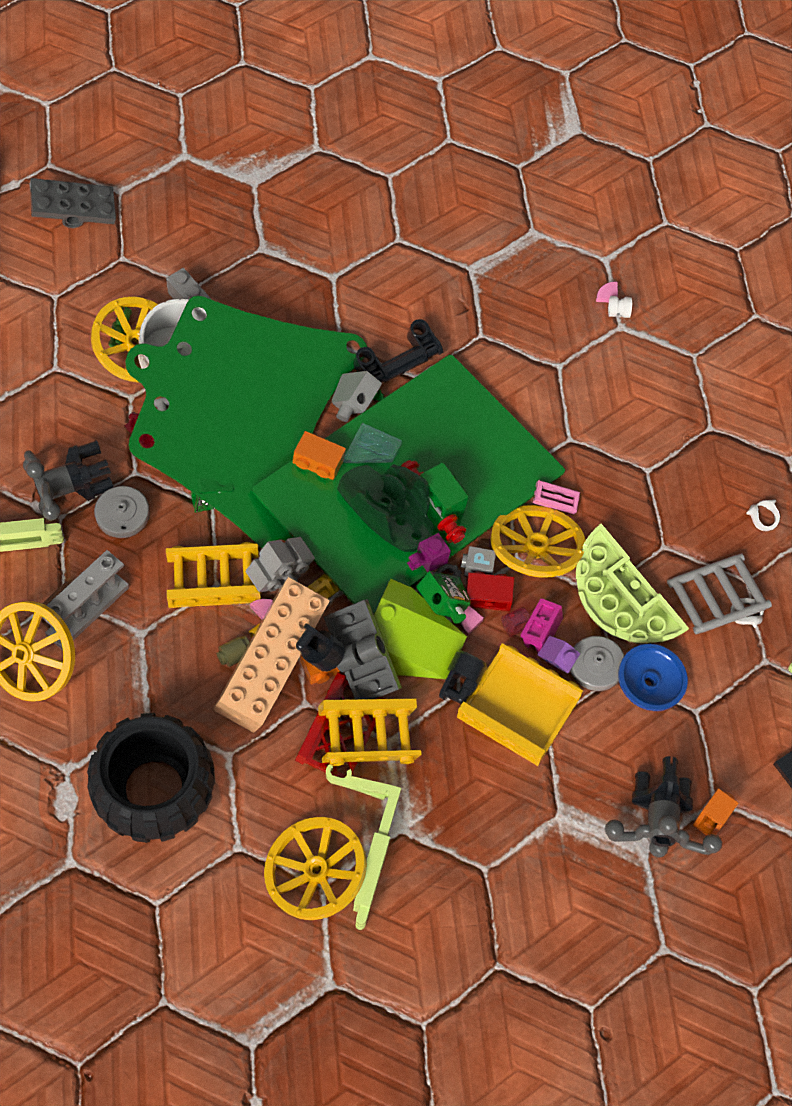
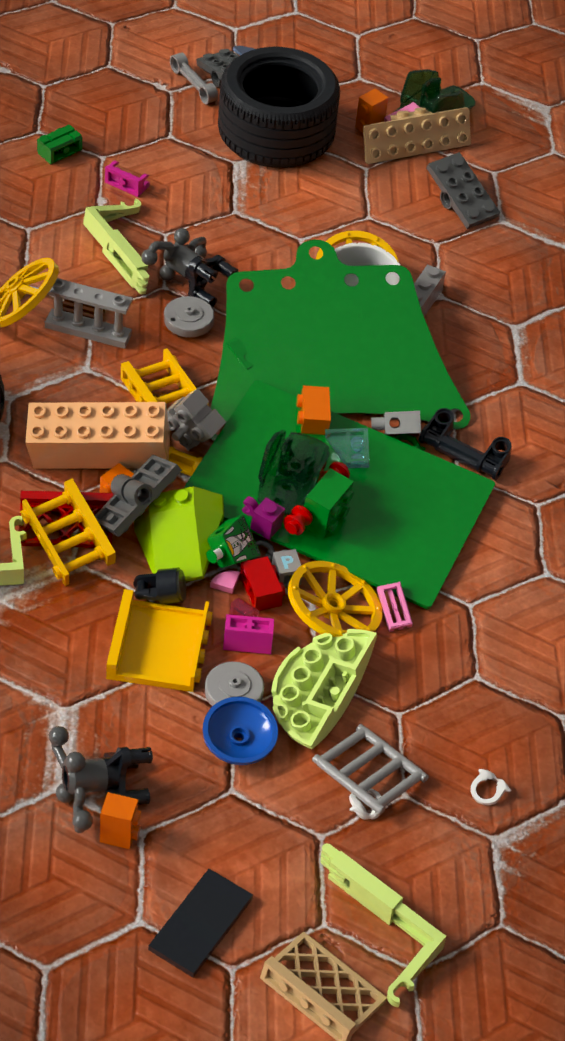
camera: 65 degrees right, 15 degrees down
(320, 648) = (116, 461): black piece -> none
(558, 654) = (223, 649): medium lavender brick -> none

